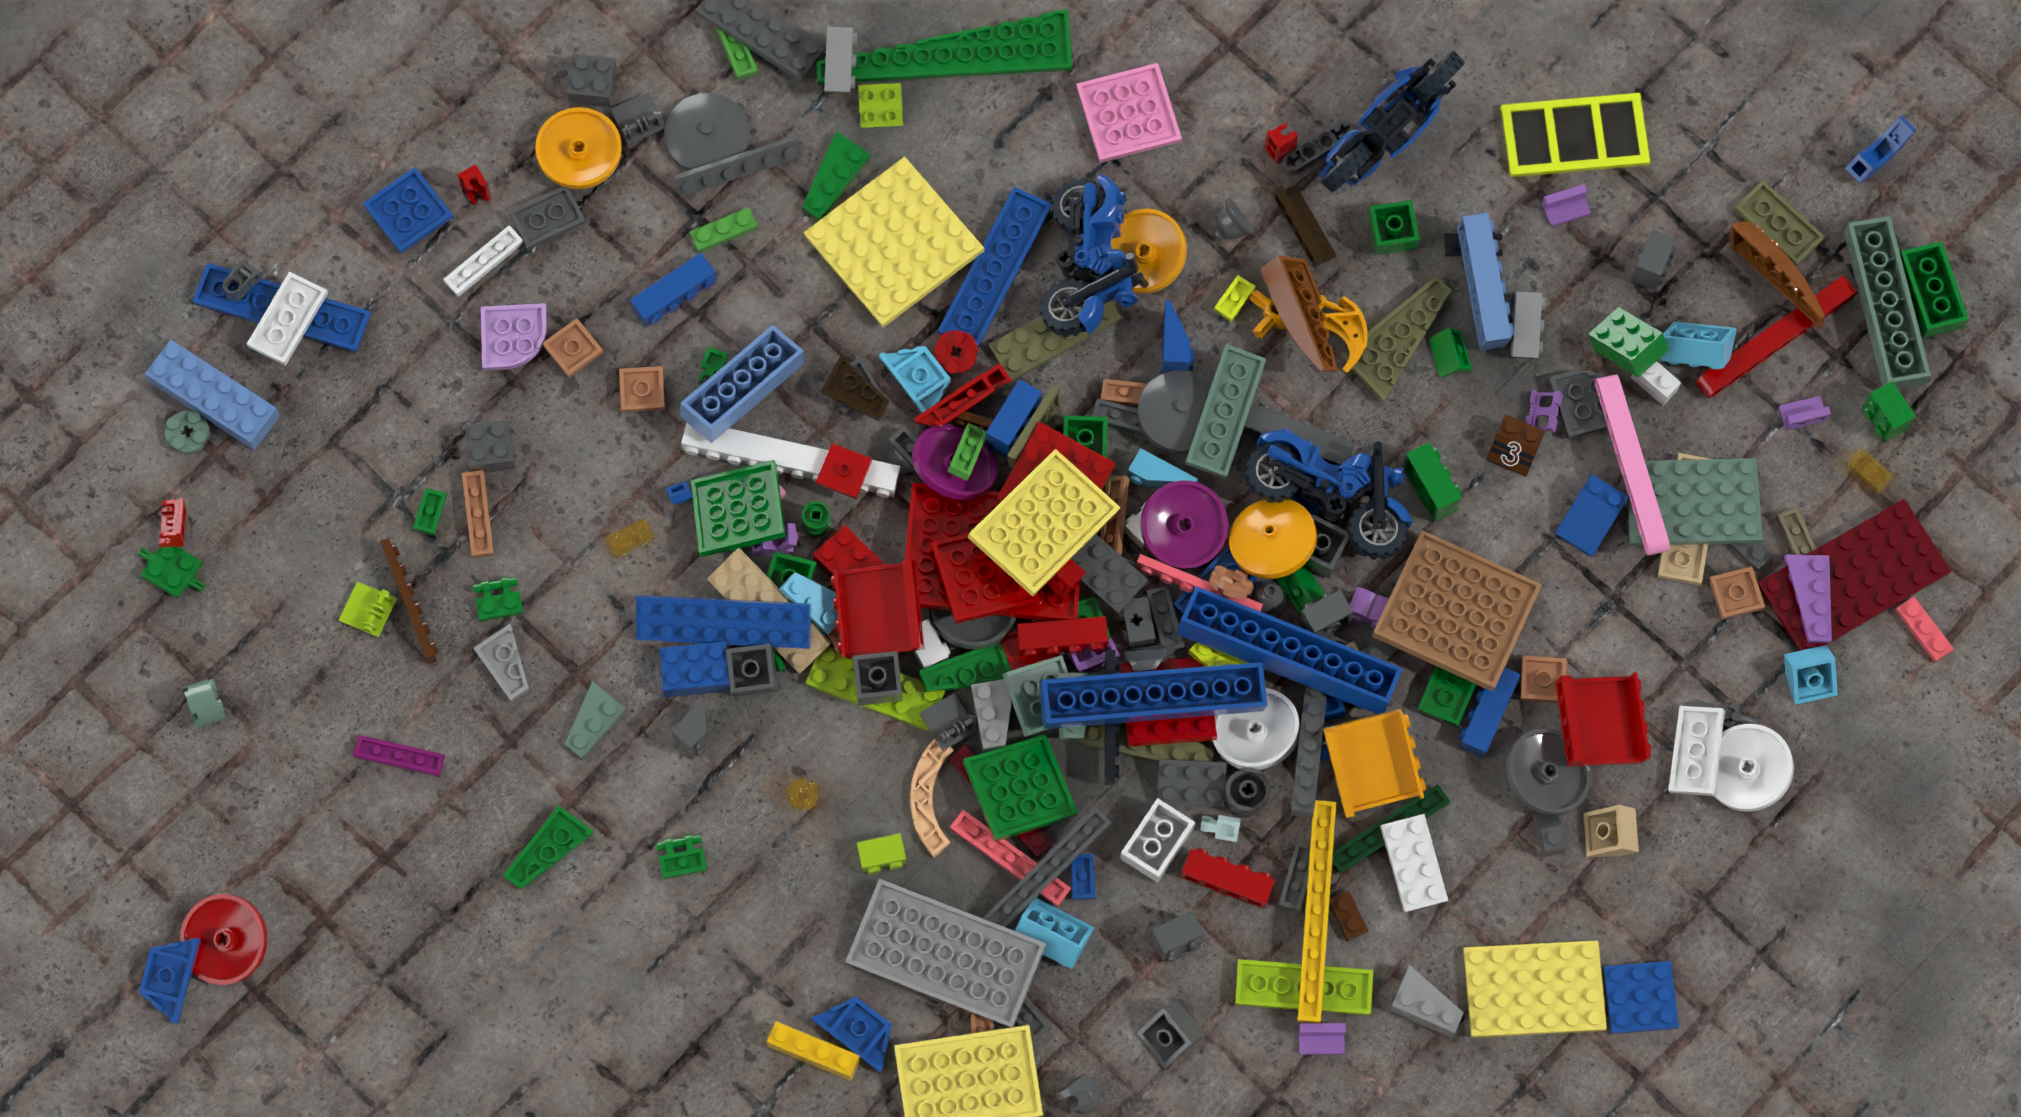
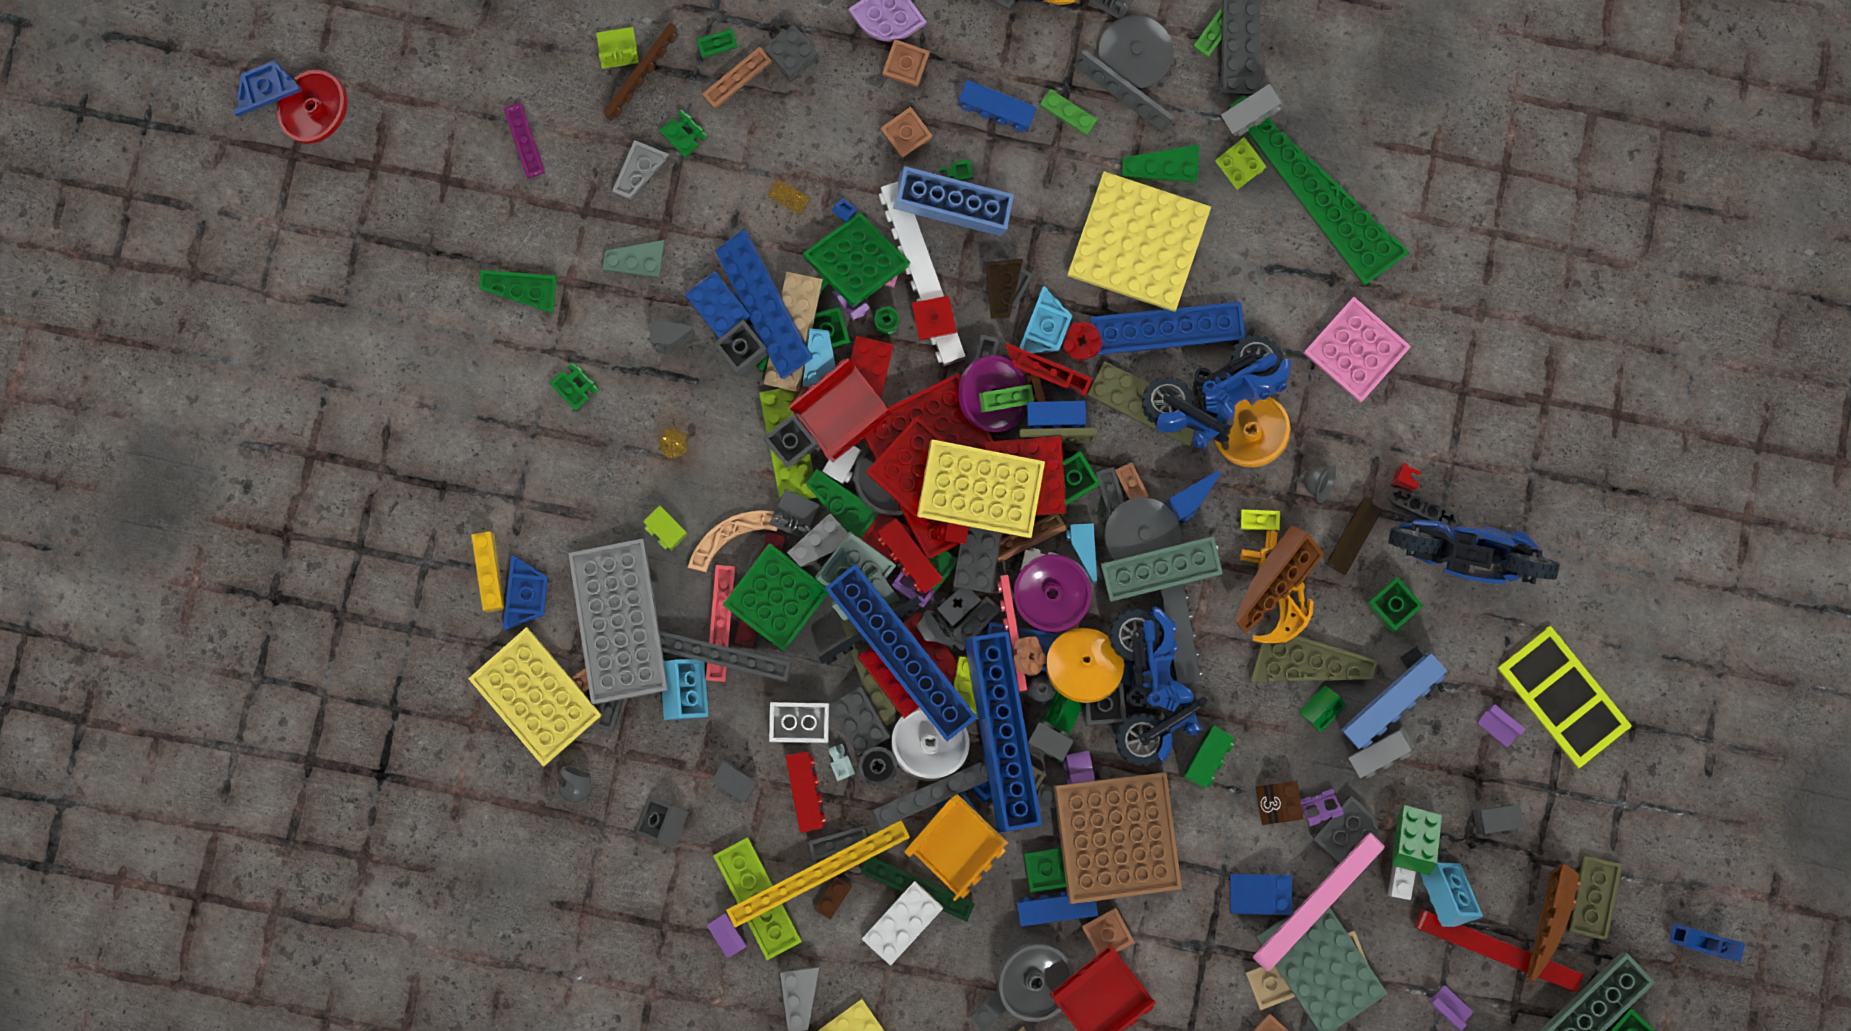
camera: 55 degrees right, 10 degrees up
(1083, 877) = (739, 686): blue plate -> none

